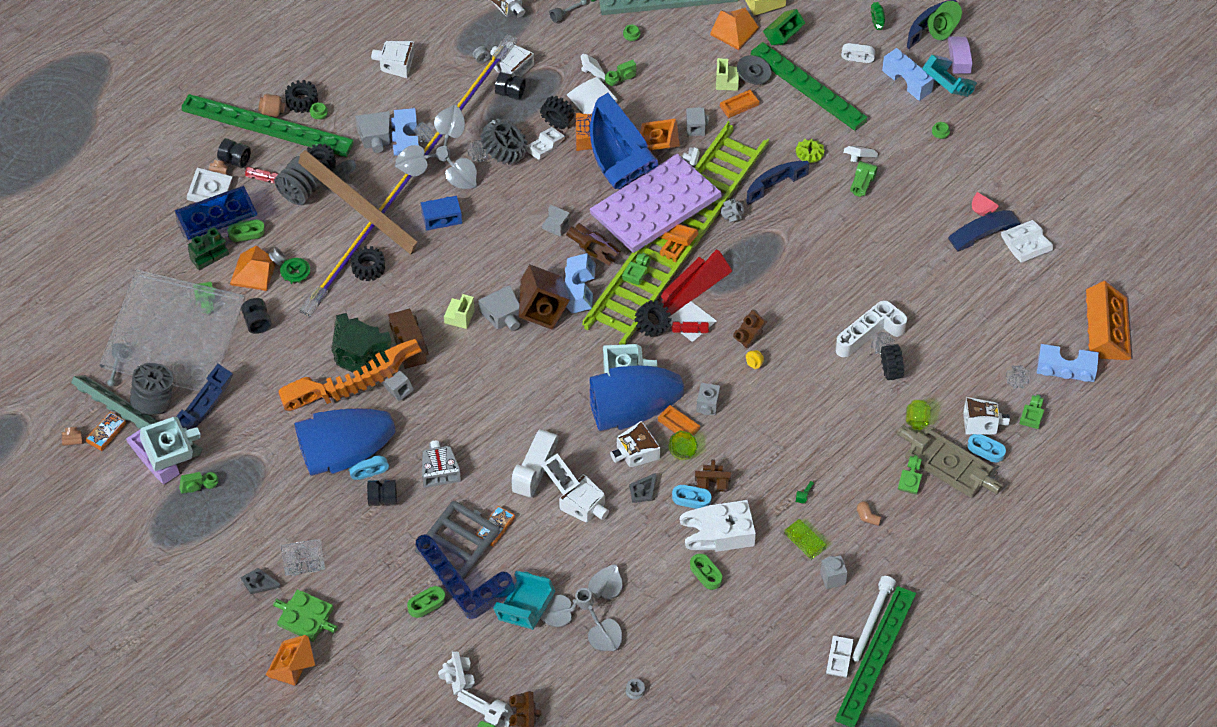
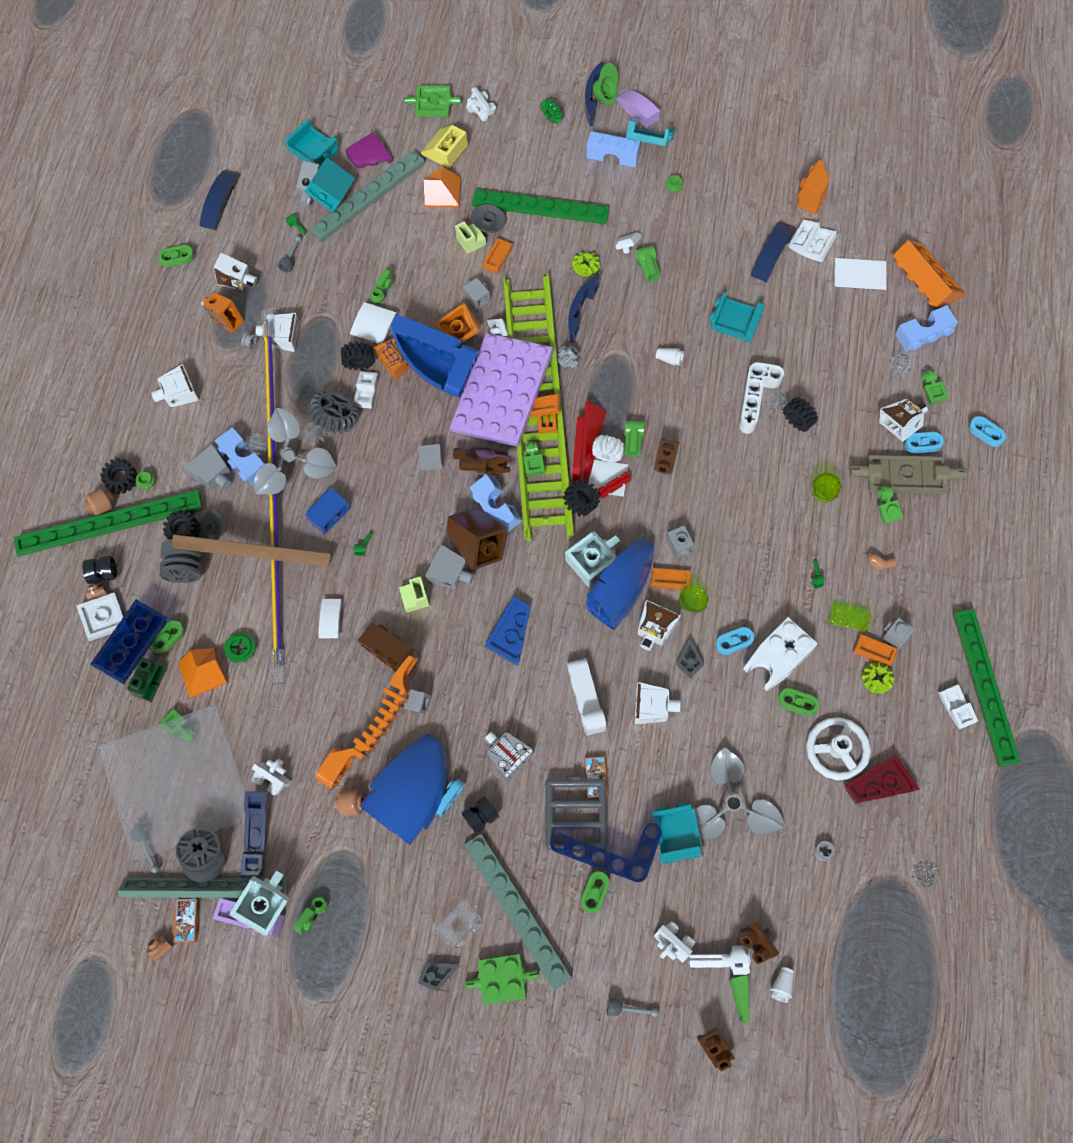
camera: 30 degrees left, 15 degrees up
(248, 369) = (274, 773): none -> white hips
(256, 315) = (239, 716): black wheel -> none
(259, 174) = (140, 573): axle -> none
(277, 256) = (215, 645): light grey bush -> none
(286, 426) = (349, 801): none -> nougat head
(291, 659) = (524, 1033): orange slope -> none
(355, 579) = (517, 912): none -> sand green plate
(357, 344) = (355, 688): clear green slope -> none
(367, 271) = (301, 611): black tyre -> none
(374, 688) = (615, 1007): none -> hinge
(380, 289) = (330, 618): none -> white slope
(446, 256) = (360, 550): none -> green hand
(476, 15) = (218, 306): none -> orange torso
(510, 85) = (297, 355): black wheel -> none
(514, 382) = (509, 632): none -> blue wing
(560, 474) = (614, 694): white torso -> none
(592, 65) = (352, 294): white piece -> none
(631, 32) = (360, 244): bright green plate -> none
(705, 295) = (608, 448): none -> white gear
(710, 474) = (746, 609): reddish brown hips -> none
(711, 624) = (840, 740): none -> white piece
(724, 668) = (882, 781): none -> dark red wing
(738, 298) = (634, 434): none -> bright green piece
(754, 359) = (688, 481): yellow plate -> none
(784, 27) = (484, 165): green brick -> none
(798, 598) = (876, 686): none -> lime gear
(806, 575) = (875, 650): none -> orange tile
(822, 259) = (670, 355): none -> white cone
(858, 53) = (559, 153): white beam -> none
(867, 429) = (826, 487): none -> clear neon green hair
(886, 586) = (944, 617): white piece -> none
(904, 262) = (736, 318): none -> teal panel
(918, 414) = (852, 447): clear neon green head -> none
(983, 205) = (759, 230): coral tile -> none
(1049, 291) = (860, 273): none -> white sticker
(1051, 473) = (987, 431): none -> medium azure plate
(1057, 198) = (813, 188): none -> orange slope

